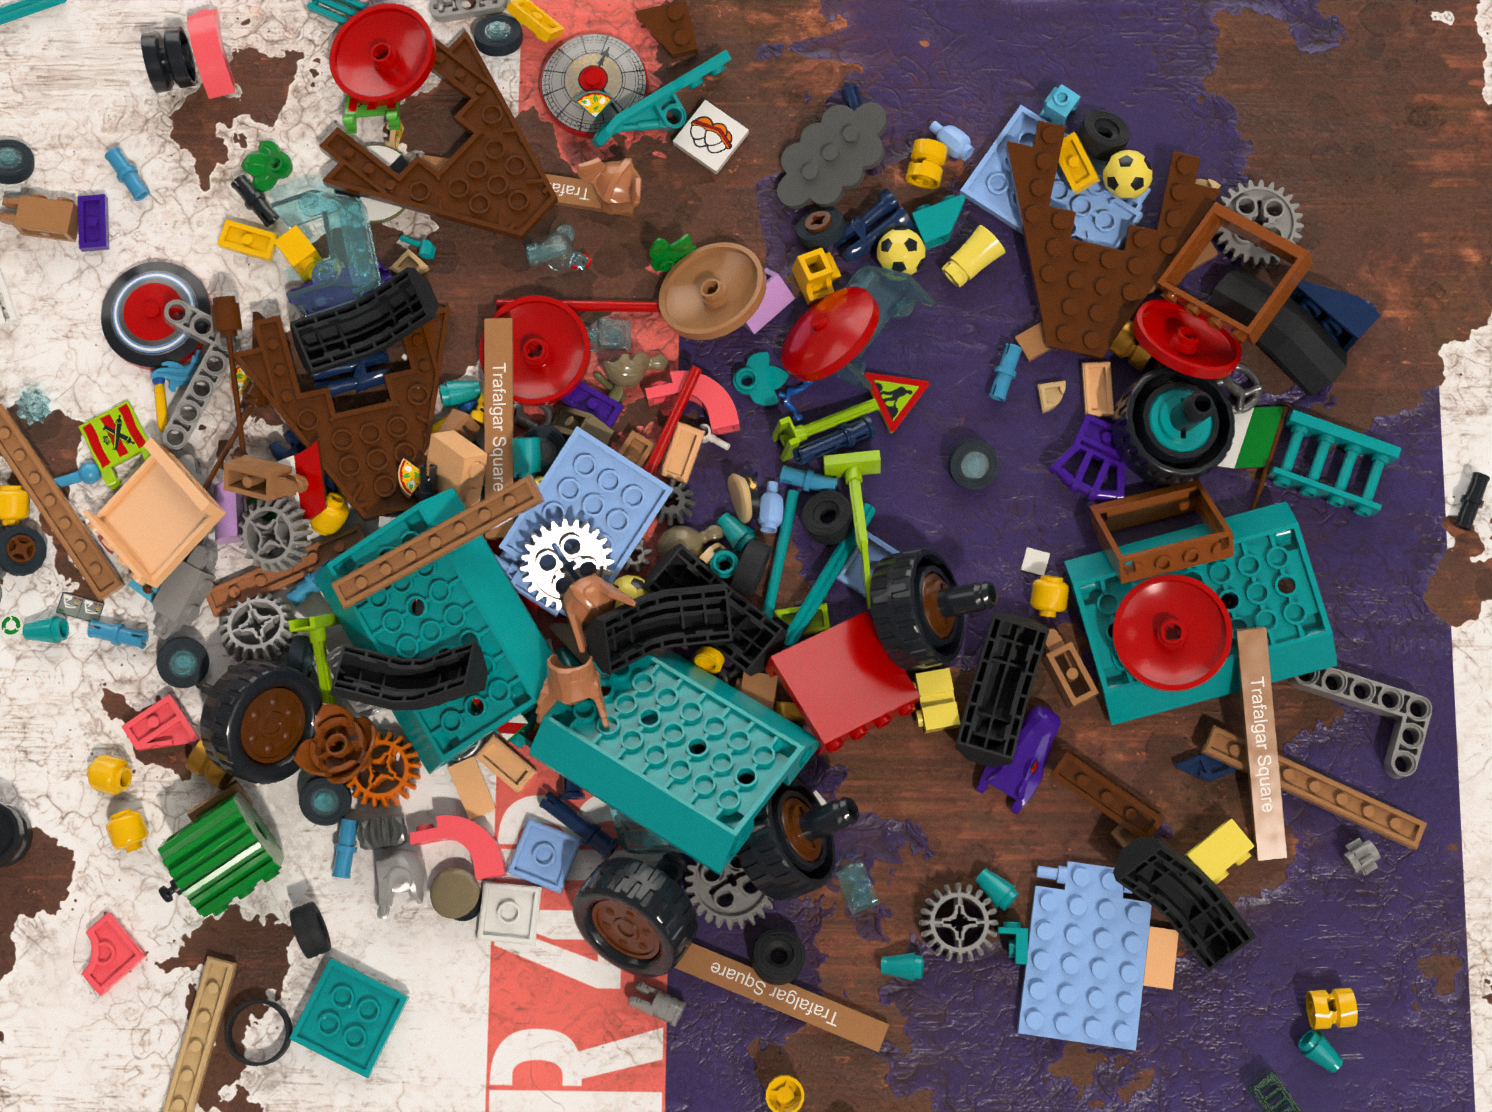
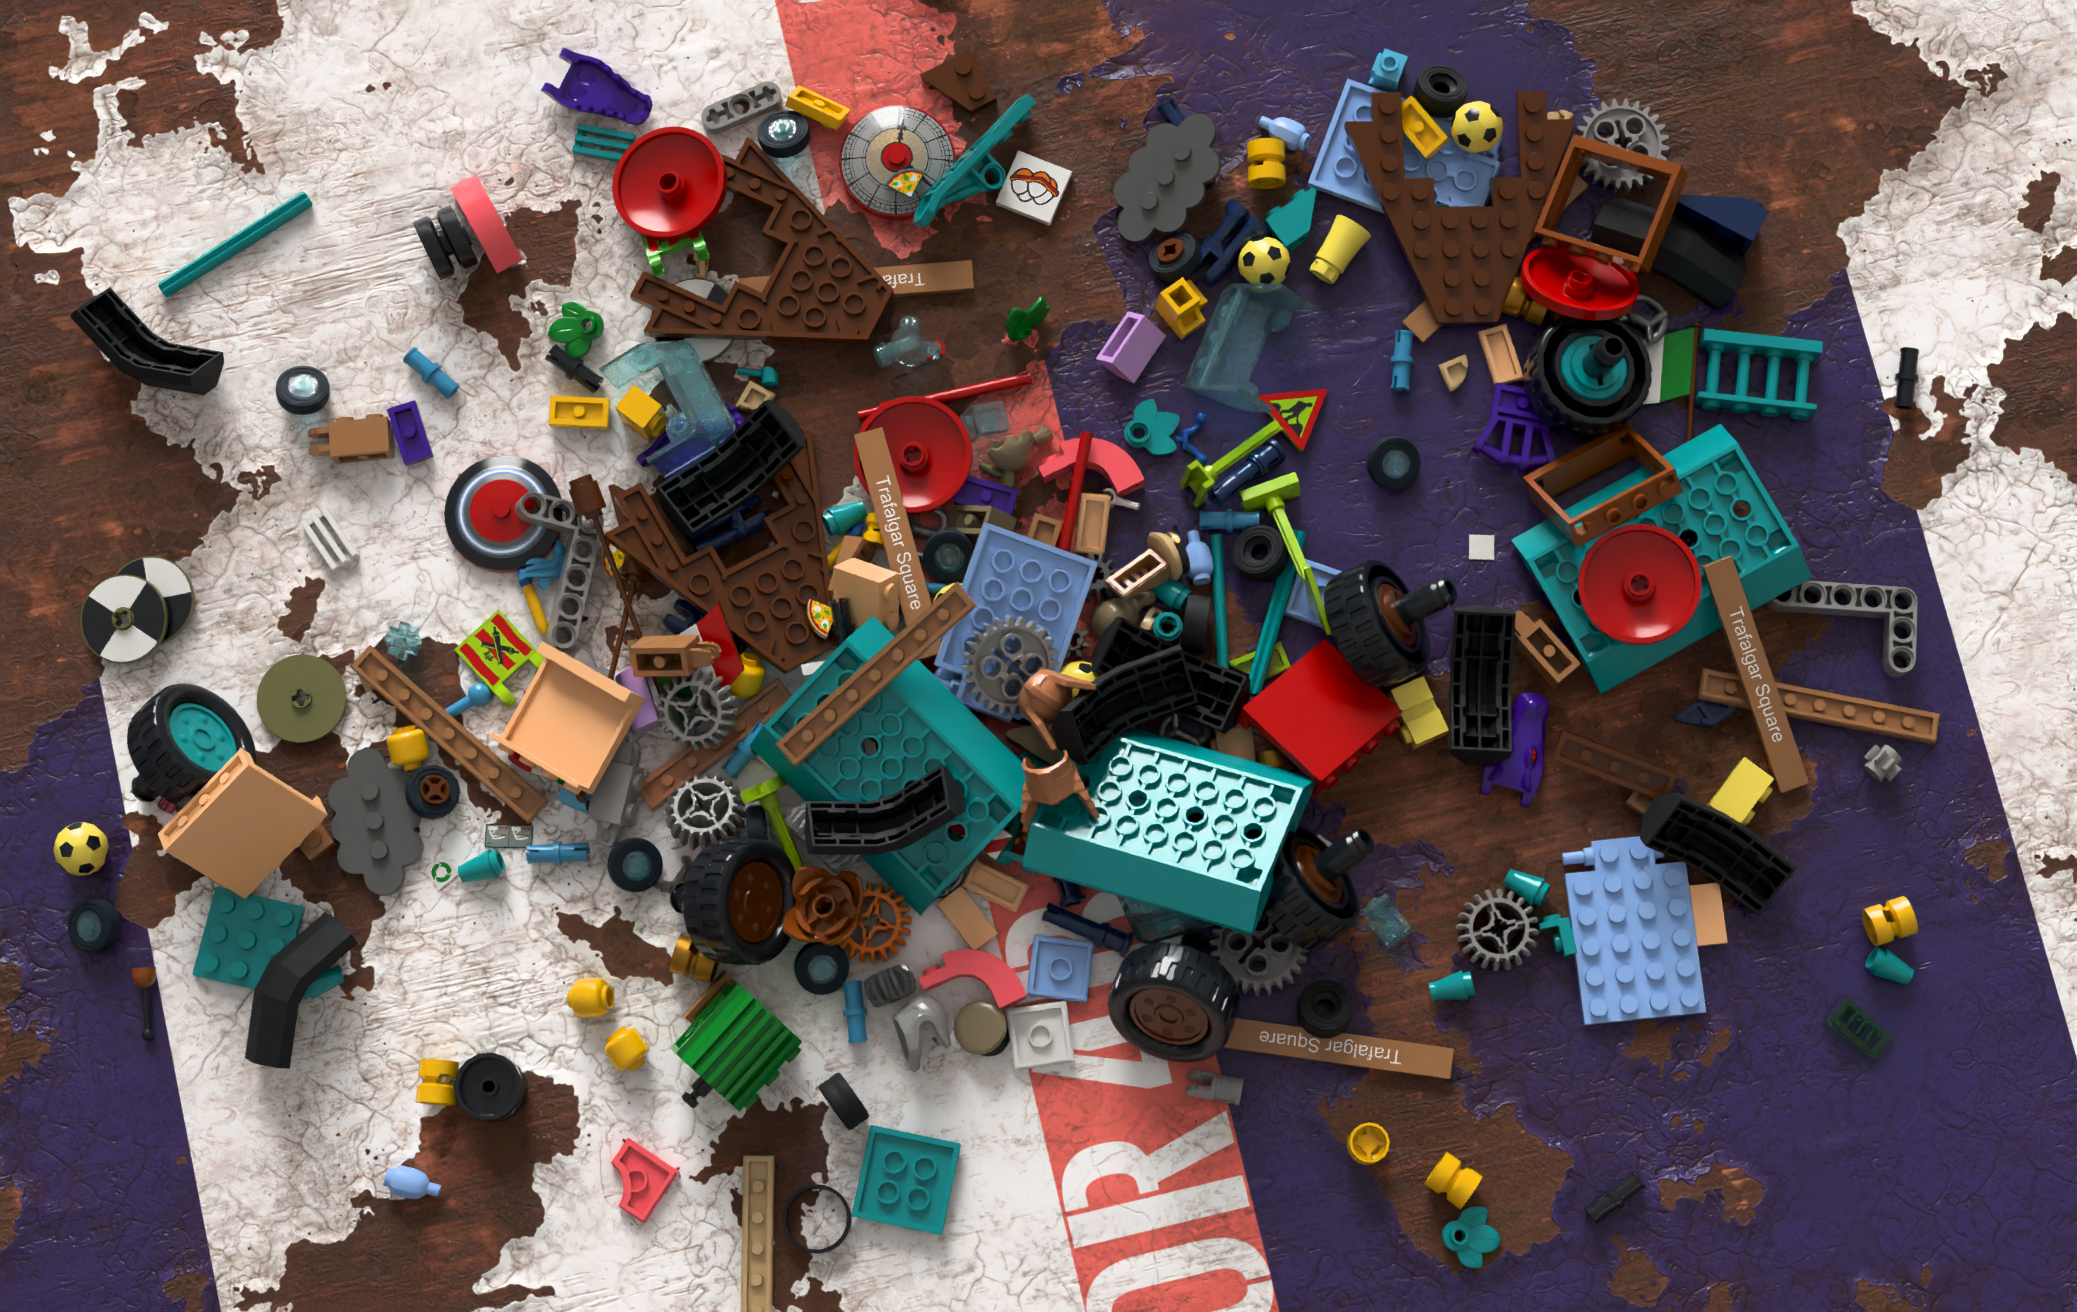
camera: 15 degrees left, 0 degrees up
(161, 726) = (630, 936): coral wing -> none
(526, 456) = (936, 566): teal brick -> none
(615, 183) = (952, 263): nougat helmet -> none
(709, 659) = (1178, 727): yellow tile -> none
(712, 291) = (1081, 349): medium nougat dish -> none
(723, 499) = (1147, 561): none -> medium nougat slope
(830, 334) = (1215, 365): red dish -> none
(1049, 595) = (1505, 578): yellow head -> none

